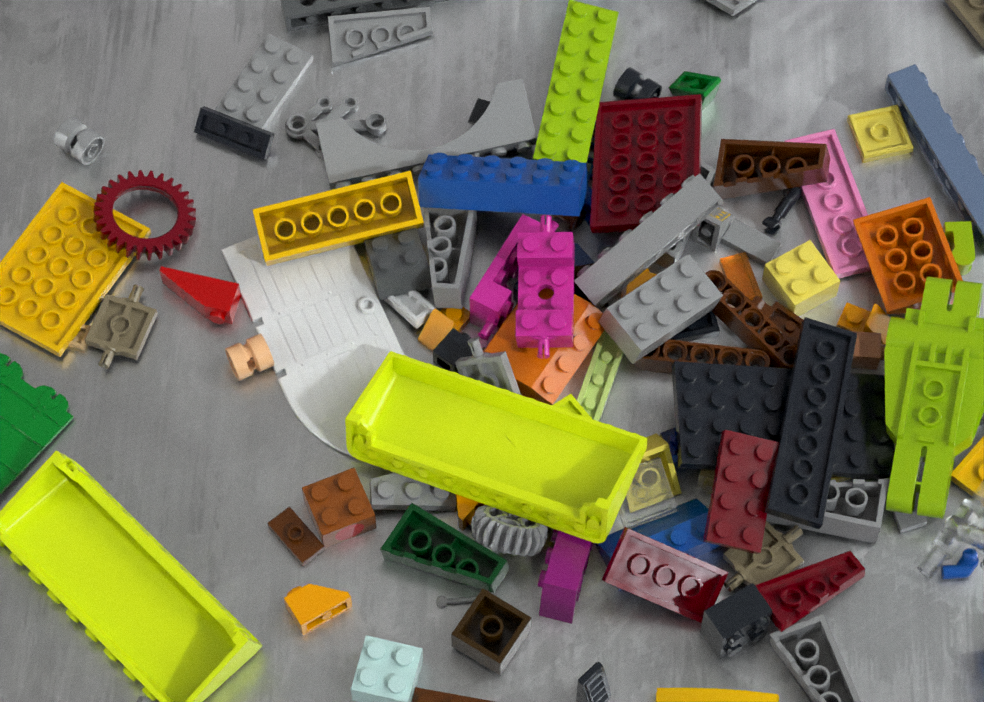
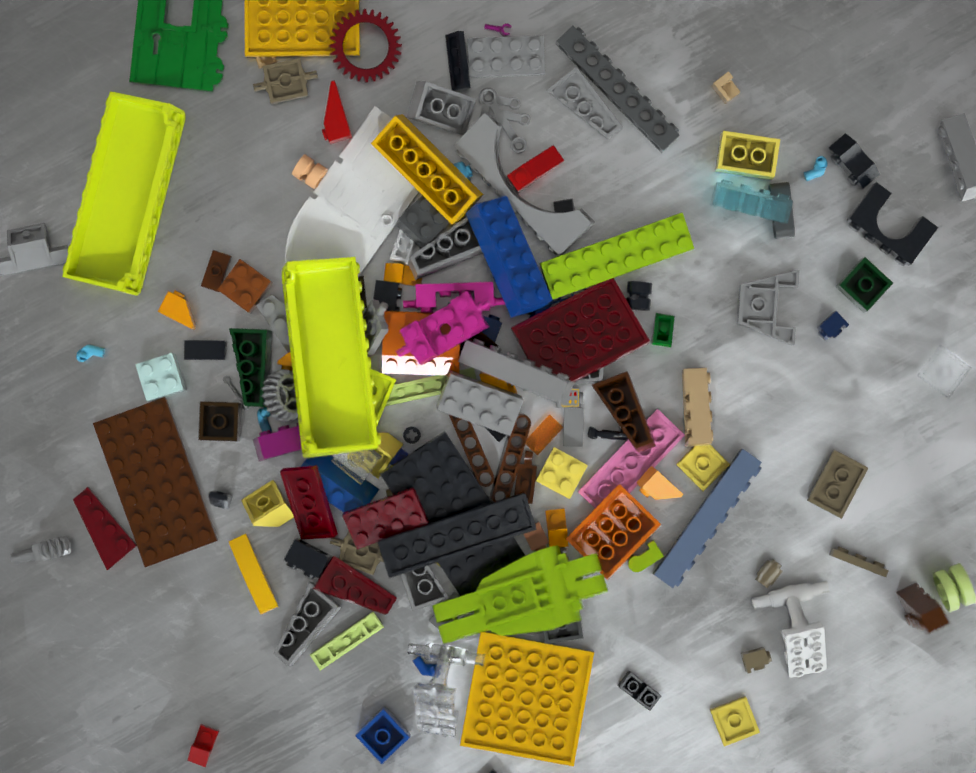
camera: 60 degrees right, 25 degrees up
(231, 72) = (498, 28): none -> magenta hand
(273, 176) = (441, 107): none -> light grey slope
(386, 604) = (204, 350): none -> black slope
(415, 119) = (534, 169): none -> red slope
(520, 585) = (263, 422): none -> medium azure arm
(637, 635) = (267, 506): none -> light yellow slope
(648, 412) = (407, 431): none -> black bush
(810, 98) = (696, 407): none -> tan wedge
(872, 642) = (346, 640): none -> yellowish green plate
(877, 183) = (657, 486): none -> light orange slope

